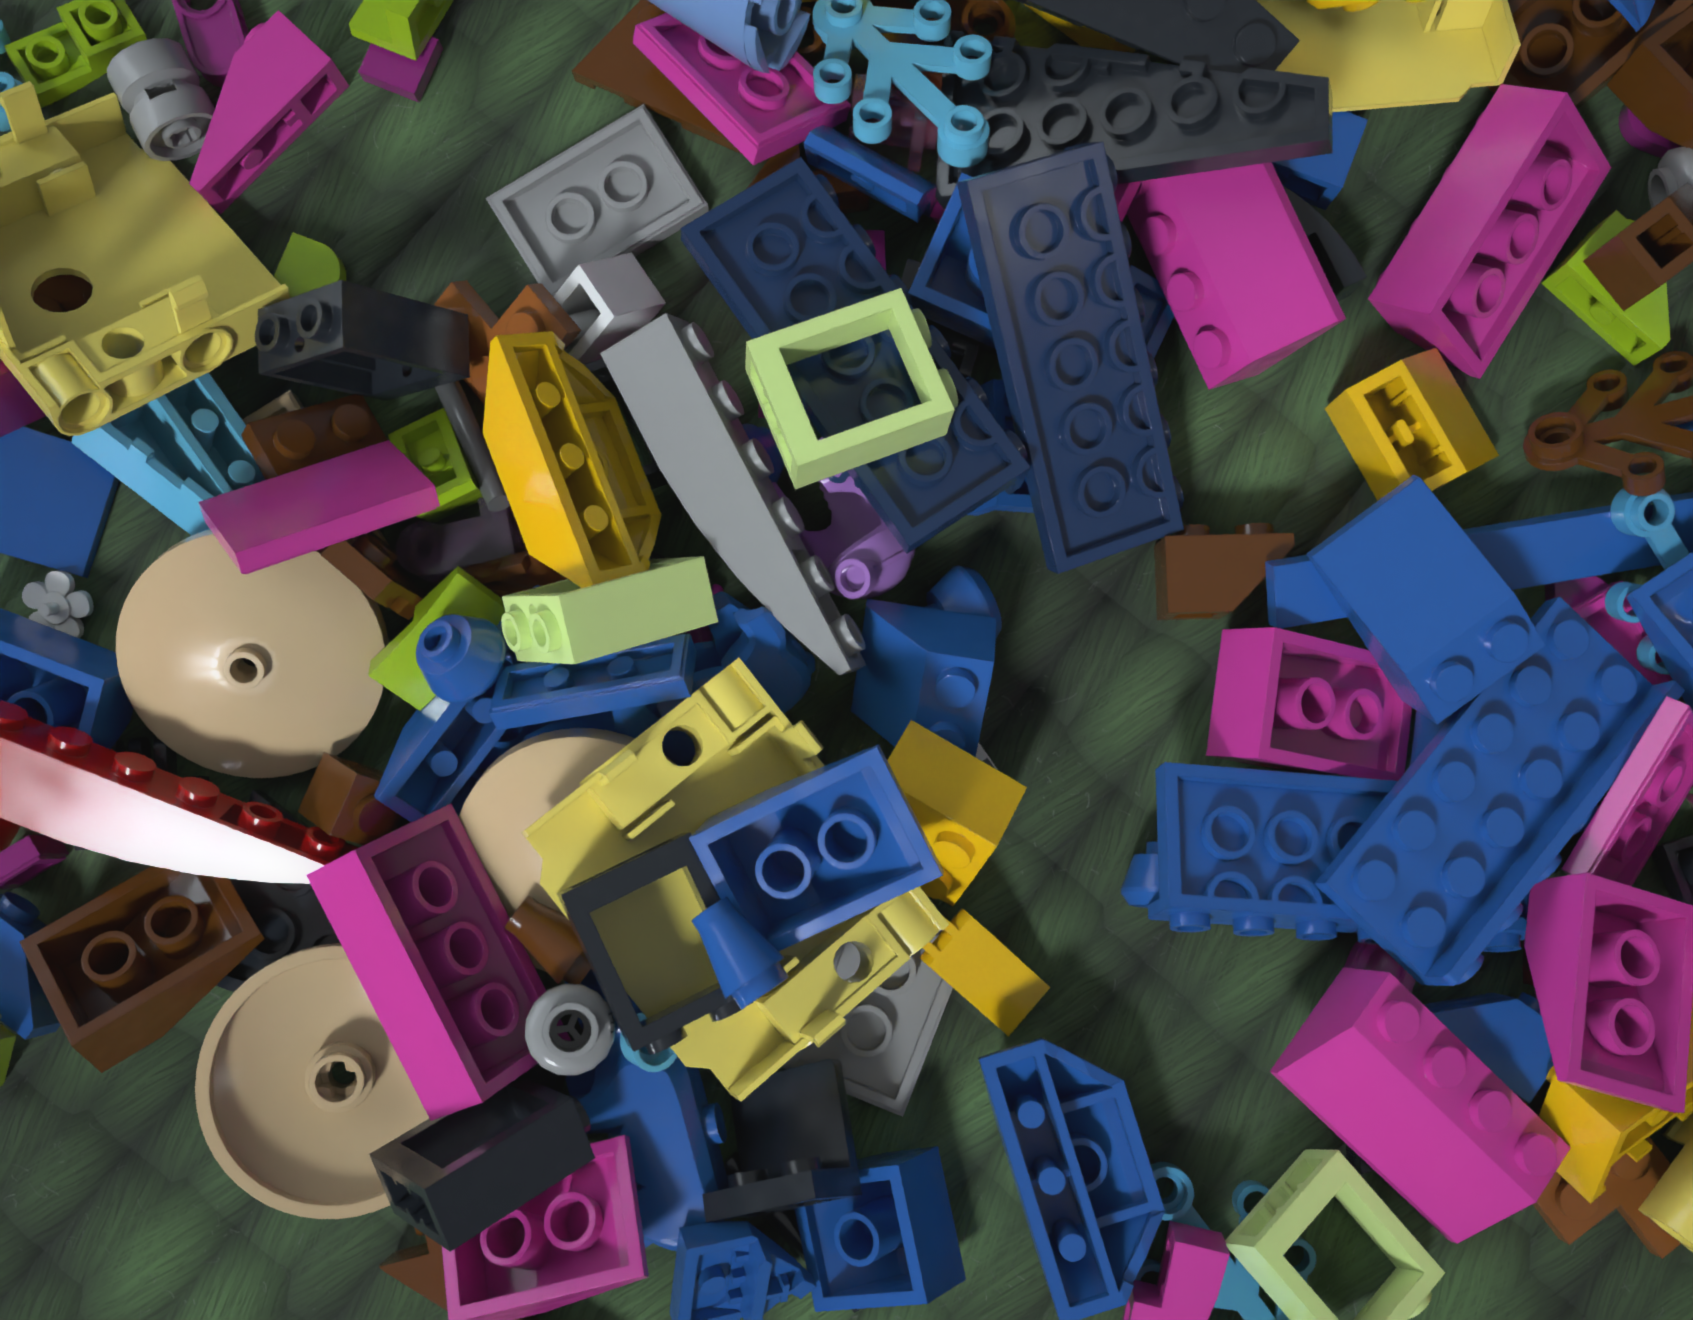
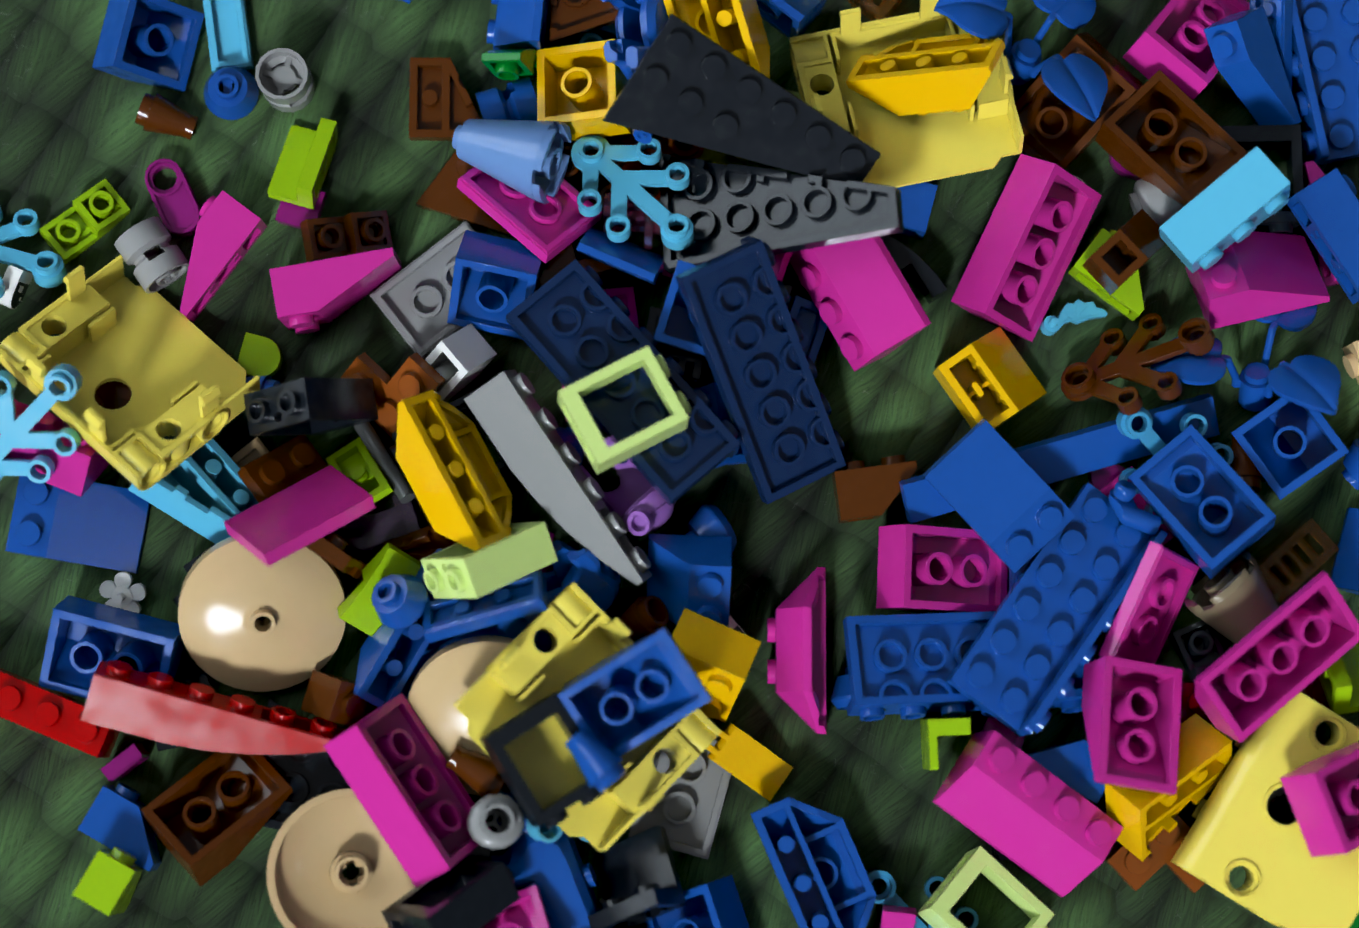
camera: 10 degrees left, 0 degrees up
(421, 170) = (326, 288): none -> dark pink slope
(461, 109) = (345, 234): none -> reddish brown slope
(662, 180) = (490, 281): none -> blue slope
(847, 727) = (645, 616): none -> reddish brown cone
(1083, 809) = (801, 651): none -> dark pink wedge
(1275, 967) = (939, 727): none -> lime panel
(1544, 341) = (1072, 313): none -> medium azure piece
(1625, 651) = (1127, 511): none -> blue arm

